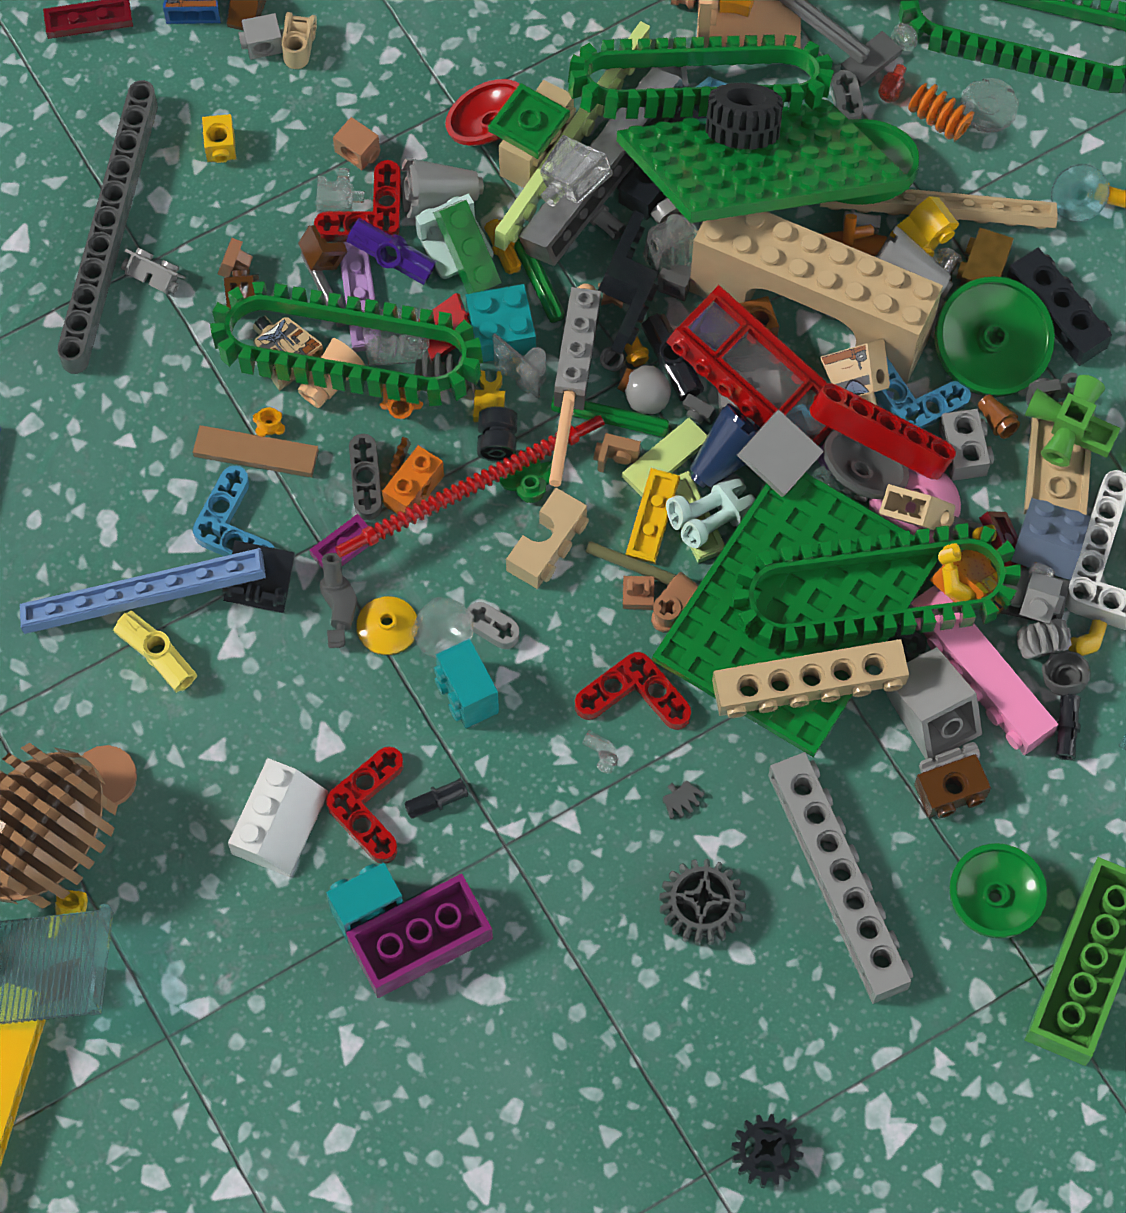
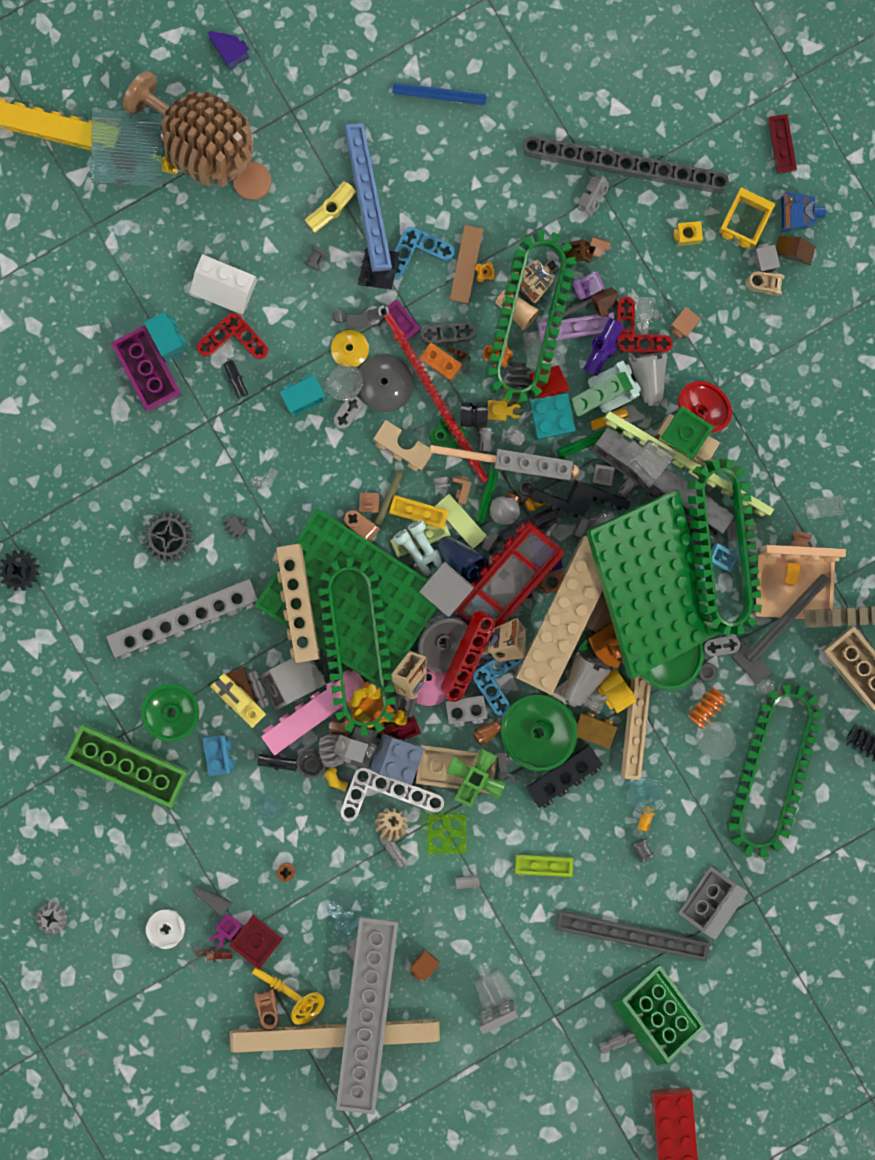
camera: 90 degrees right, 20 degrees up
(176, 46) = (755, 201): none -> yellow window
(239, 674) = (315, 258): none -> dark grey bush
(295, 272) = (588, 286): none -> medium lavender bracket
(462, 580) = (393, 394): none -> dark grey dish
(535, 420) = (485, 439): none -> light grey pin
(590, 254) = (603, 475): none -> light grey plate
(605, 483) = (441, 482): none -> light grey bush
(630, 682) = (310, 496): red beam -> none
(744, 115) = (694, 572): black tyre -> none
(888, 113) = (708, 672): none -> dark grey tile
(892, 84) = (730, 676): clear red cylinder -> none
(973, 773) = (238, 700): none -> light yellow plate
(1007, 627) = (338, 728): none -> nougat tile
(1061, 819) = (218, 755): none -> dark azure bracket

